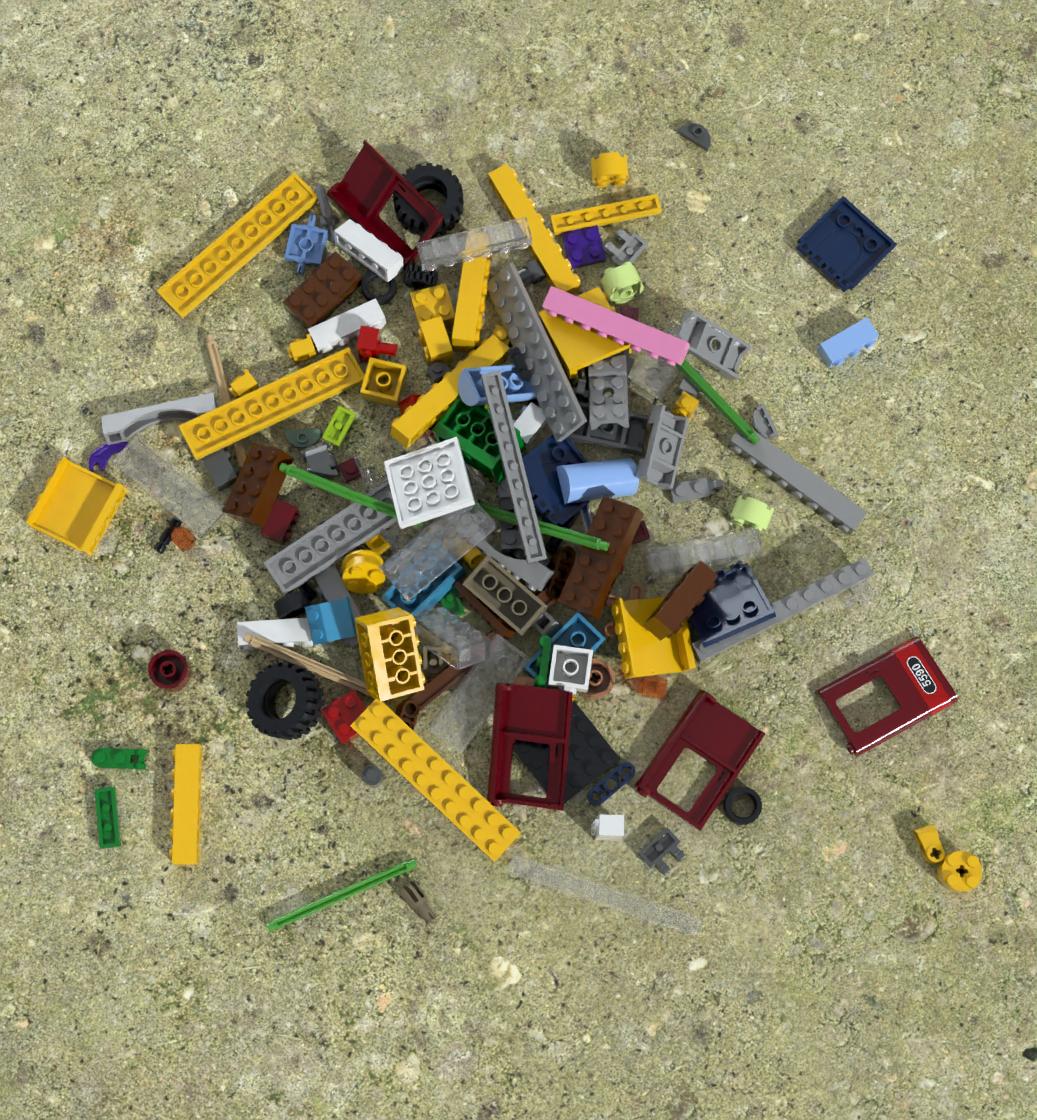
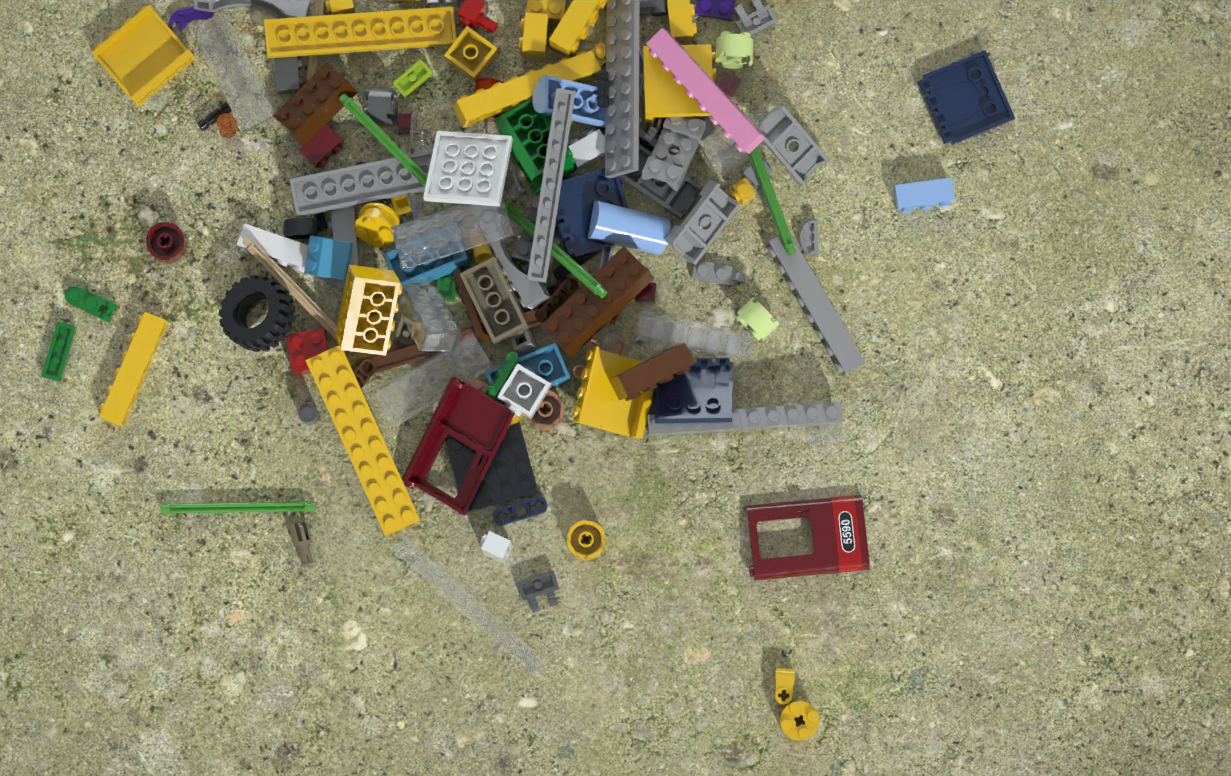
camera: 25 degrees right, 5 degrees up
(303, 437) = (375, 76): sand green plate -> none
(437, 371) = (524, 64): dark grey brick -> none
(659, 684) = (603, 444): clear orange brick -> none
(696, 781) = (588, 529): none -> yellow brick
(716, 737) = (633, 507): dark red piece -> none
(757, 805) = (615, 580): black tyre -> none

